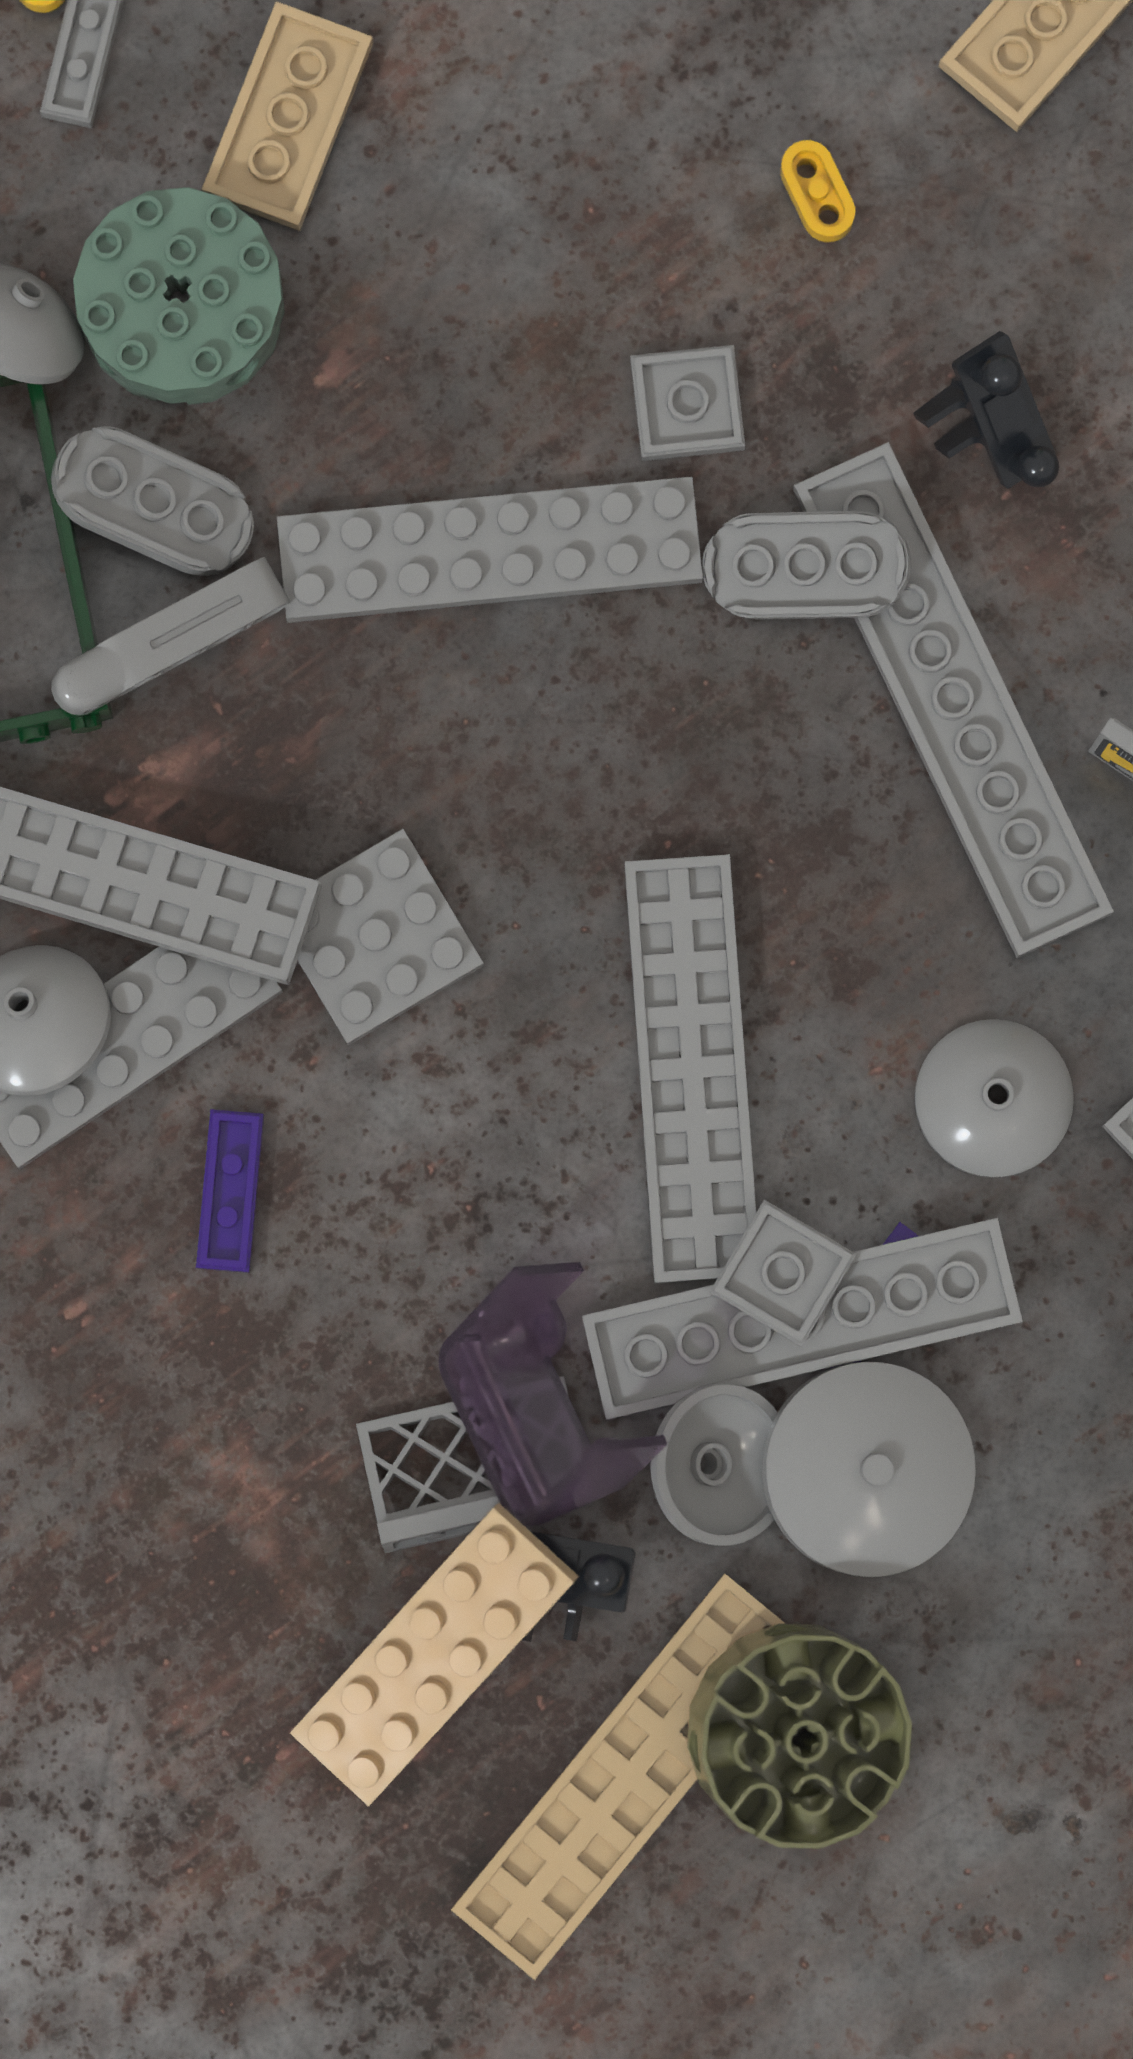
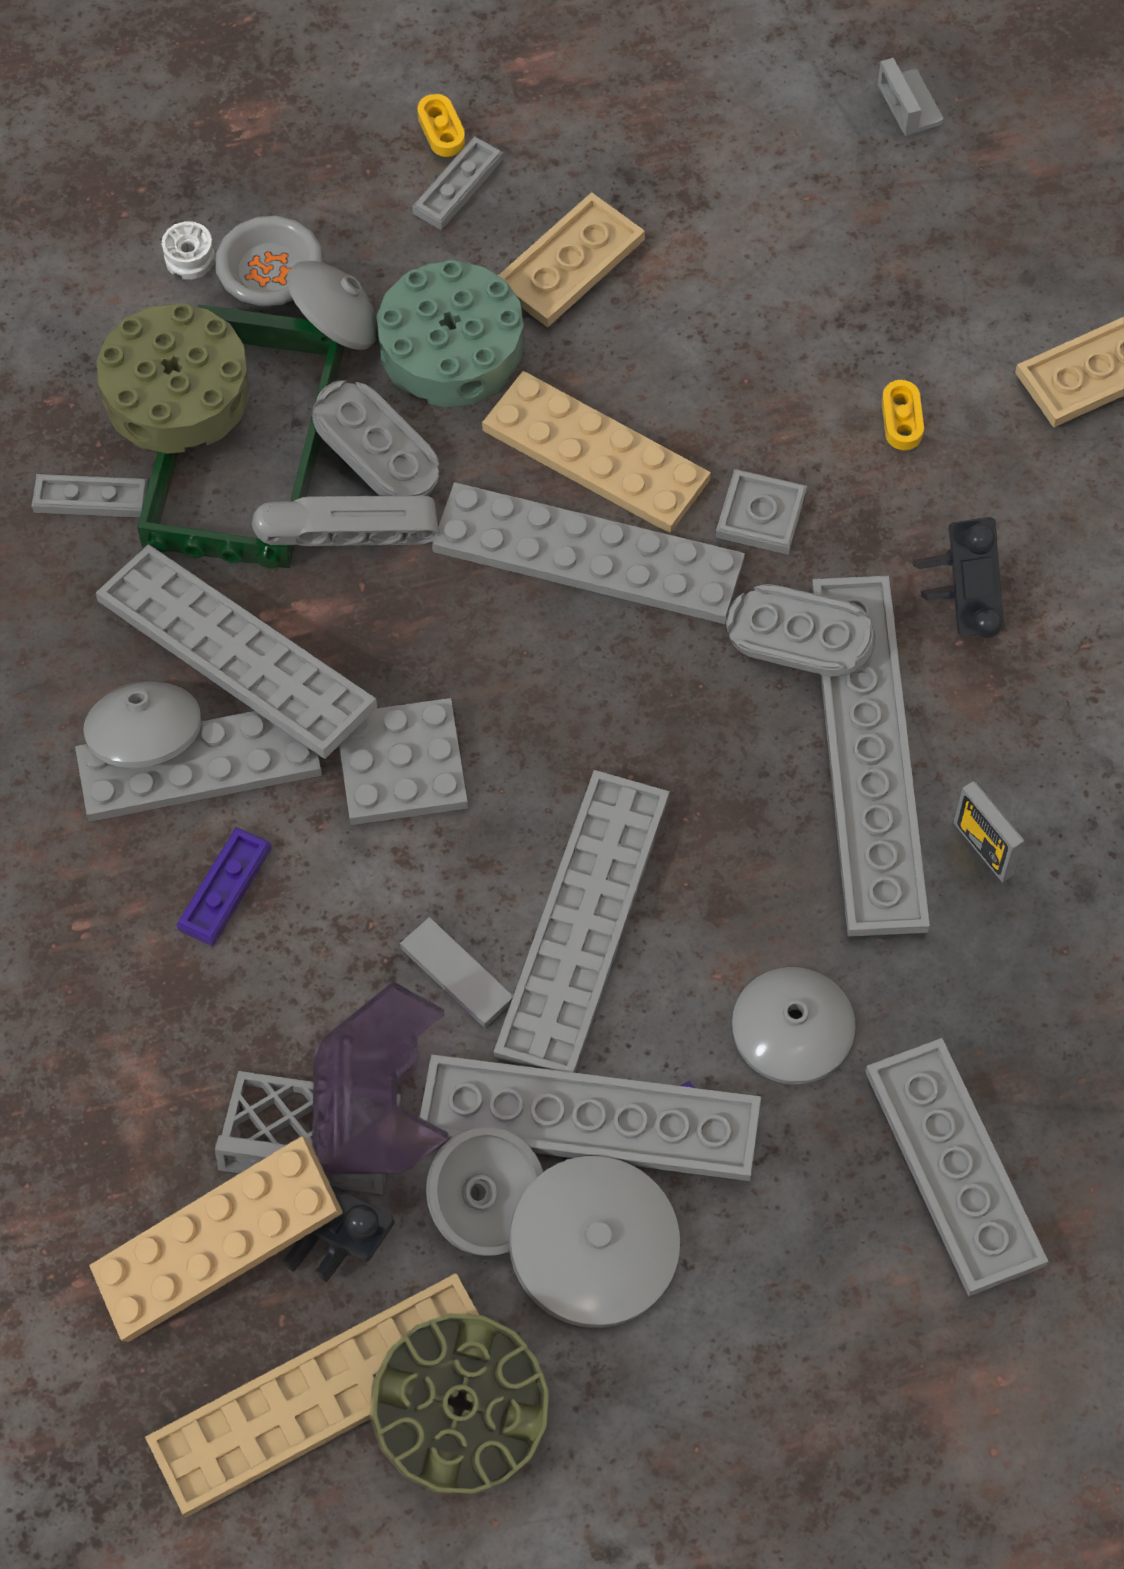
camera: 25 degrees right, 20 degrees down
(439, 395) = (596, 451): none -> tan plate
(564, 1192) = (457, 972): none -> light grey tile
(783, 1273) = (588, 1075): light grey tile -> none

